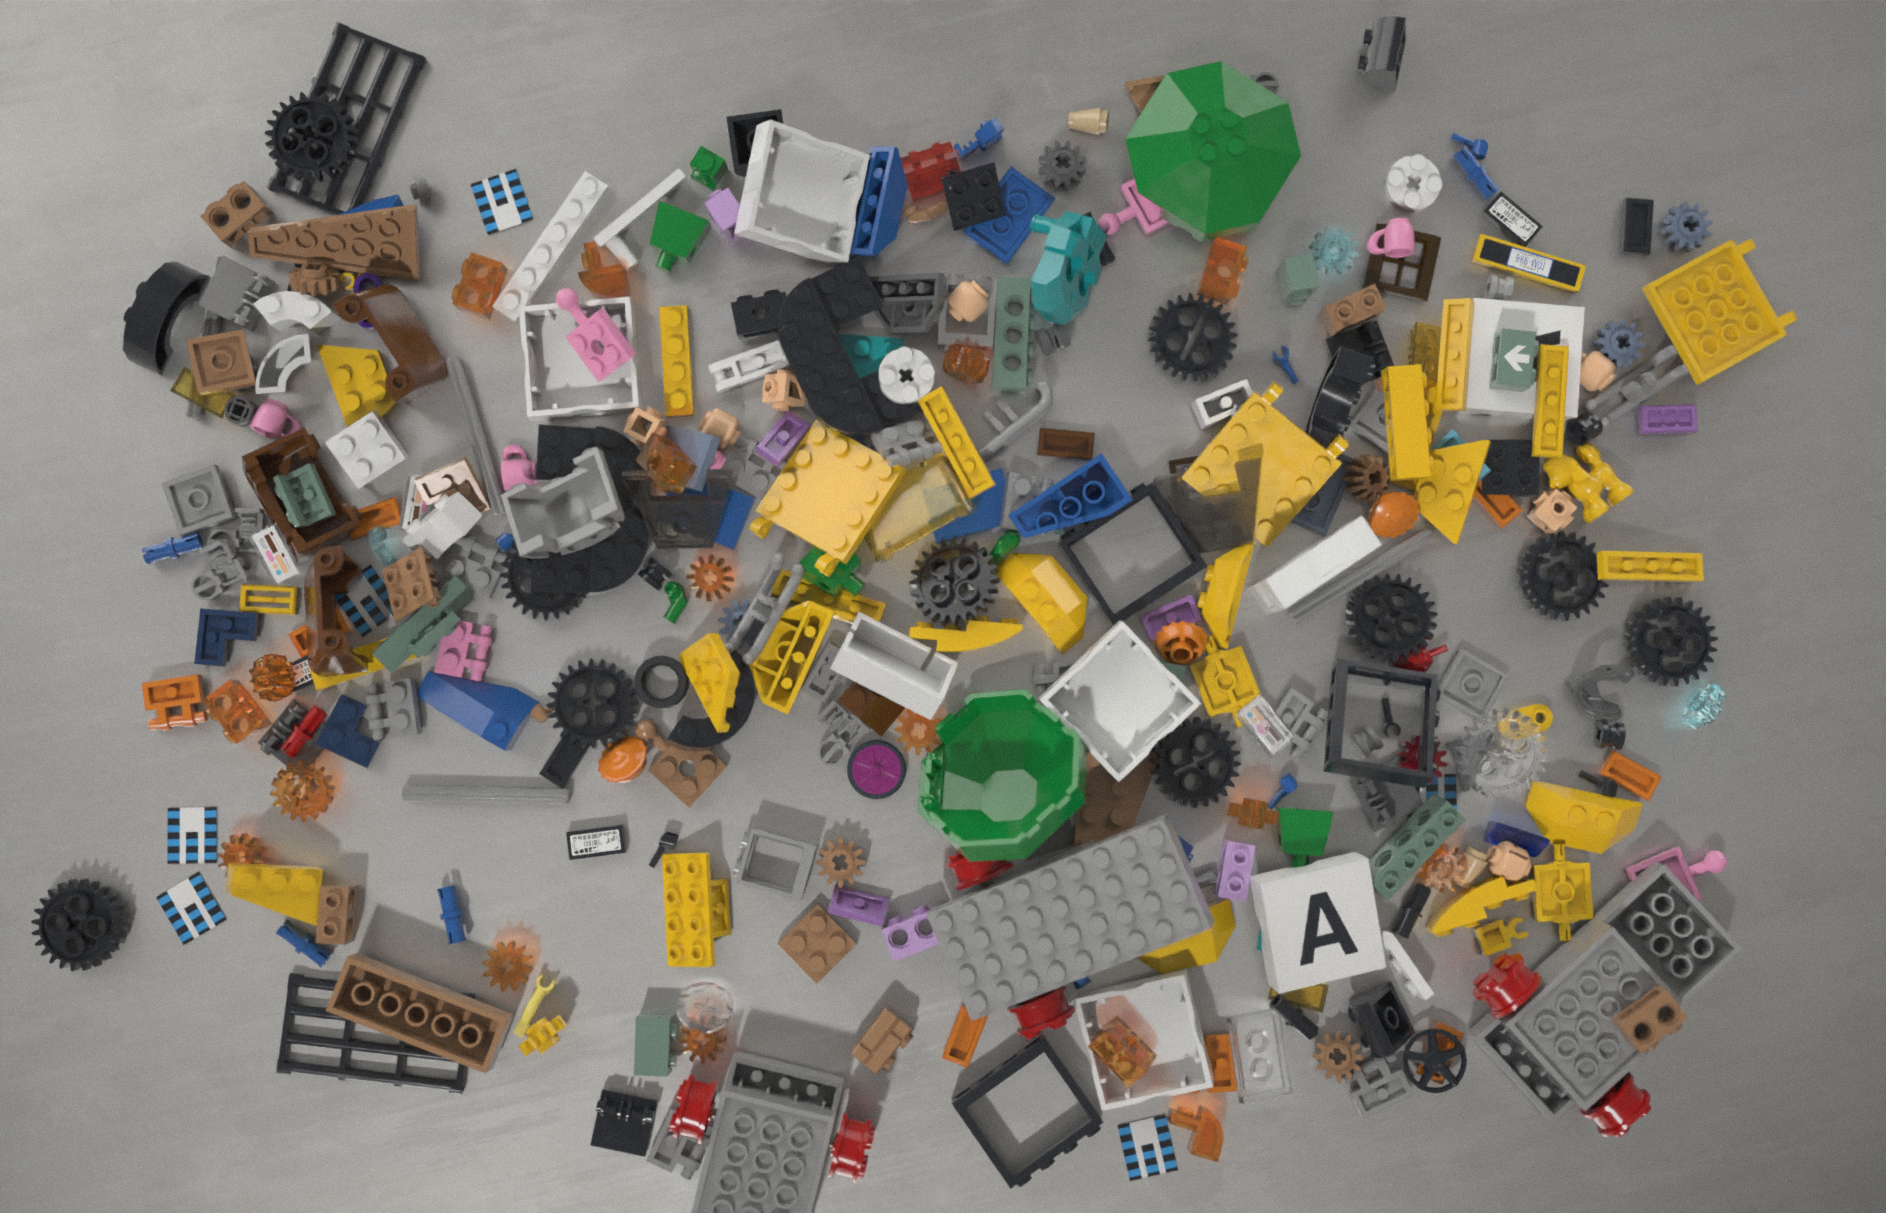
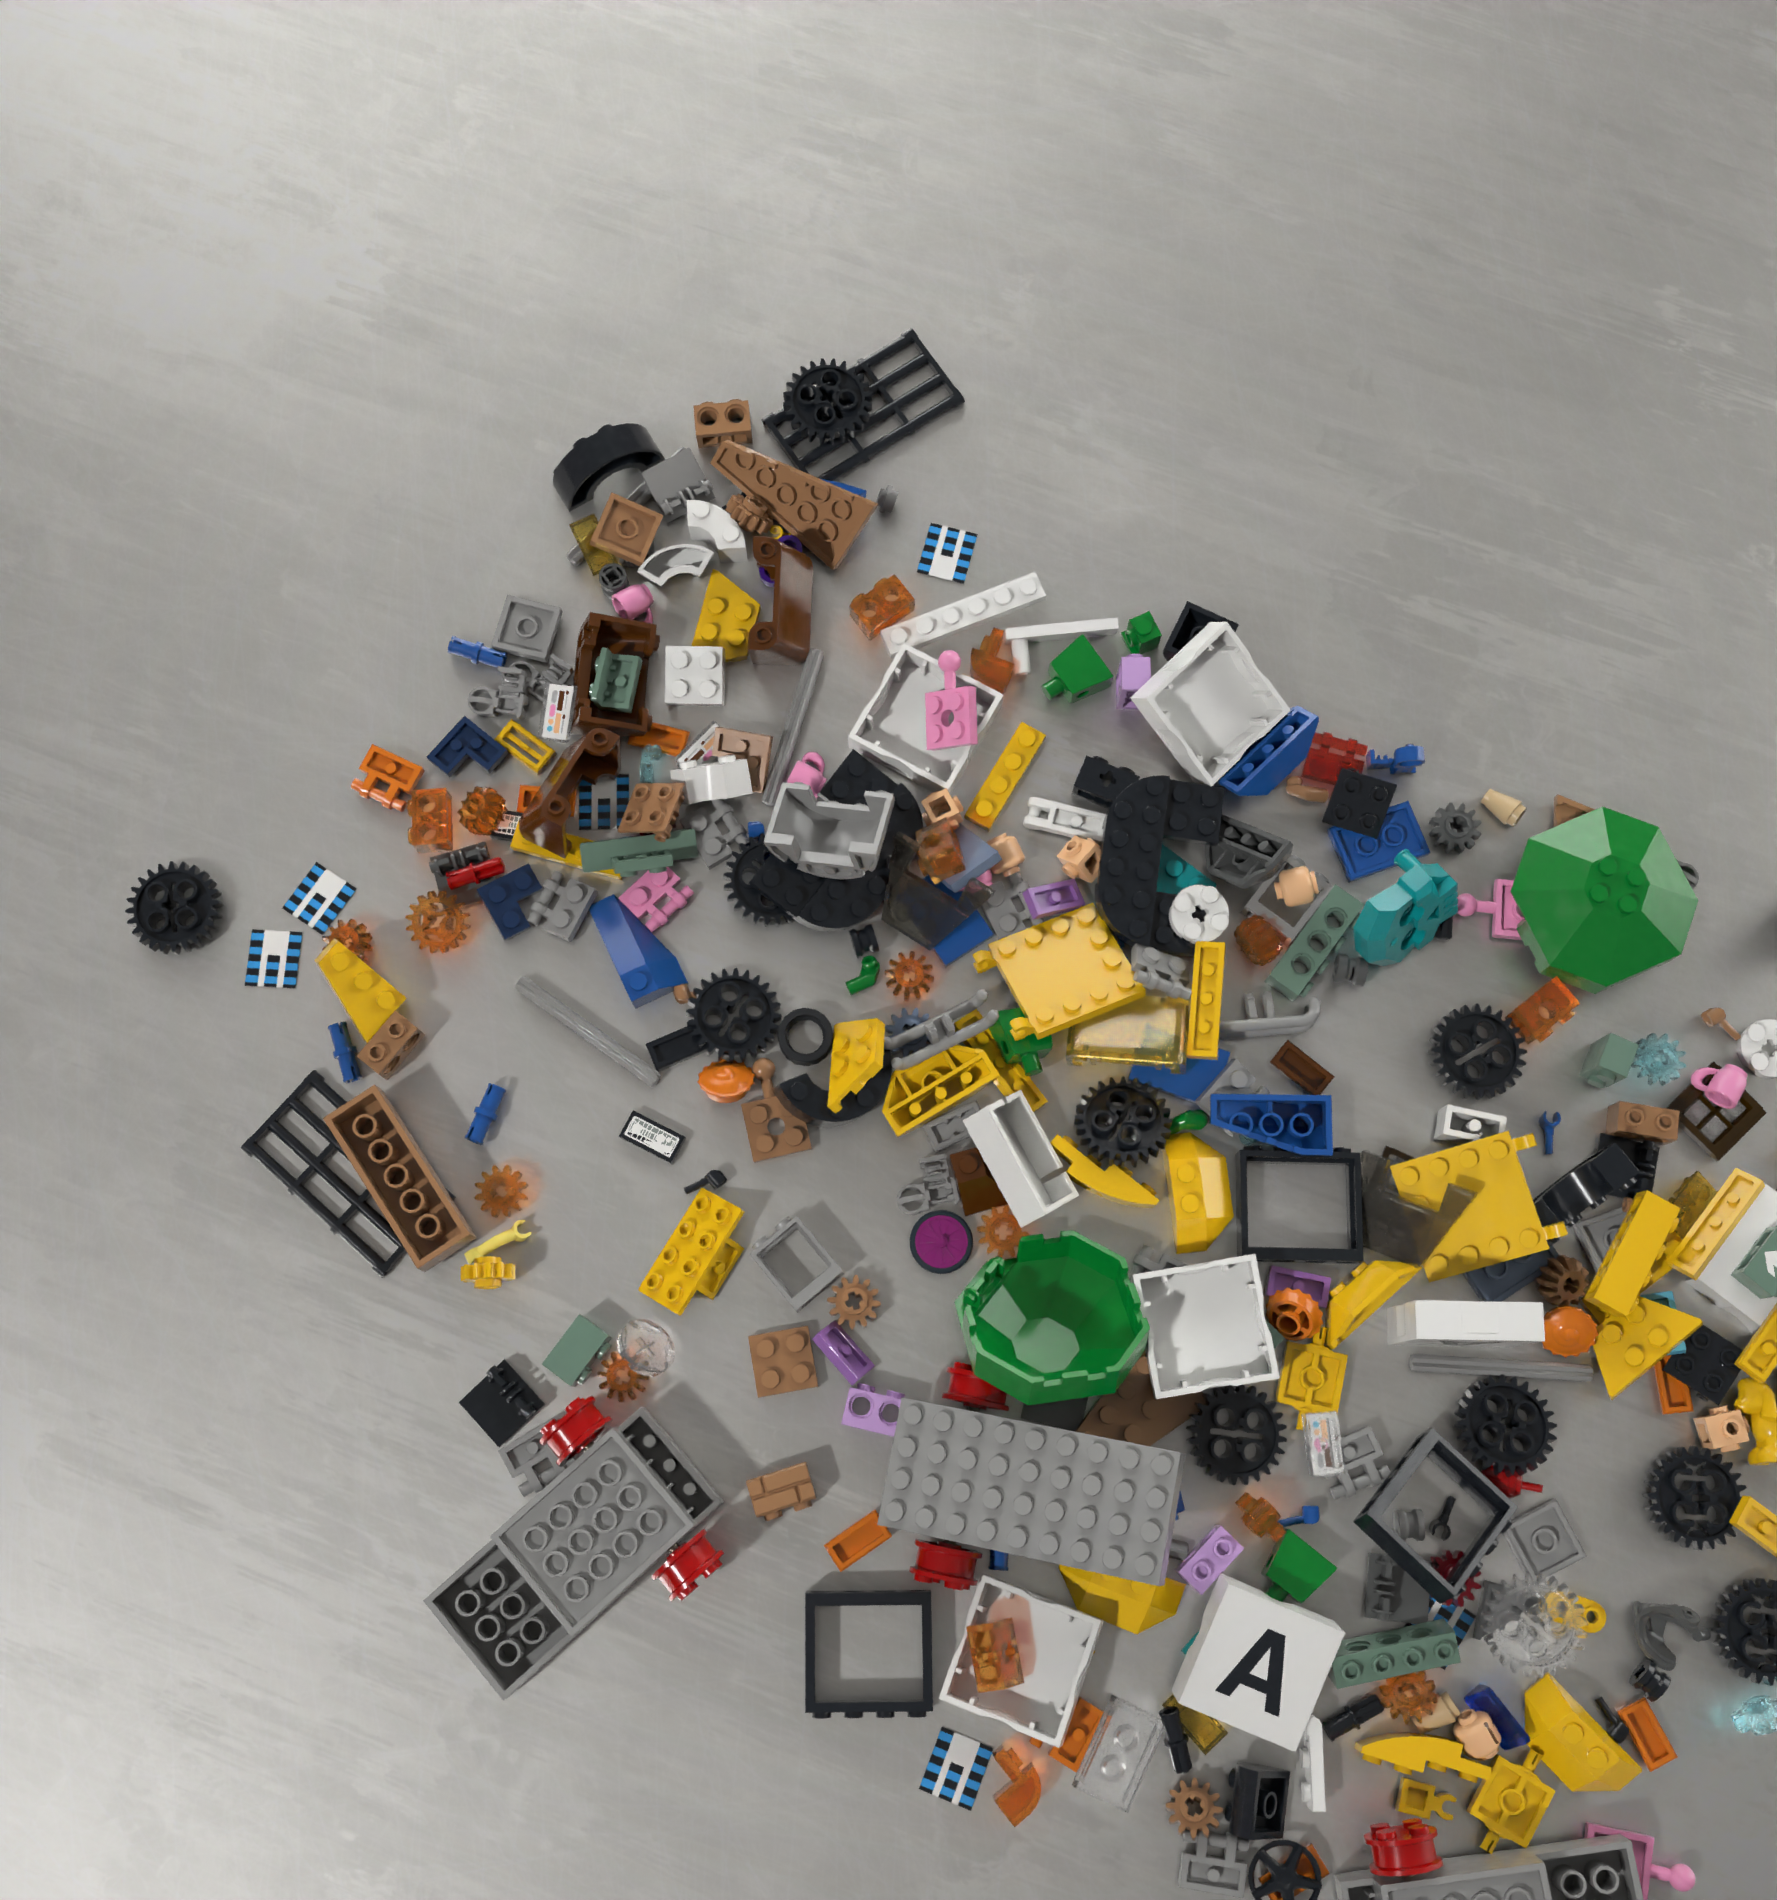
camera: 40 degrees right, 10 degrees down
(1358, 183) = (1717, 1016): none -> medium nougat hand

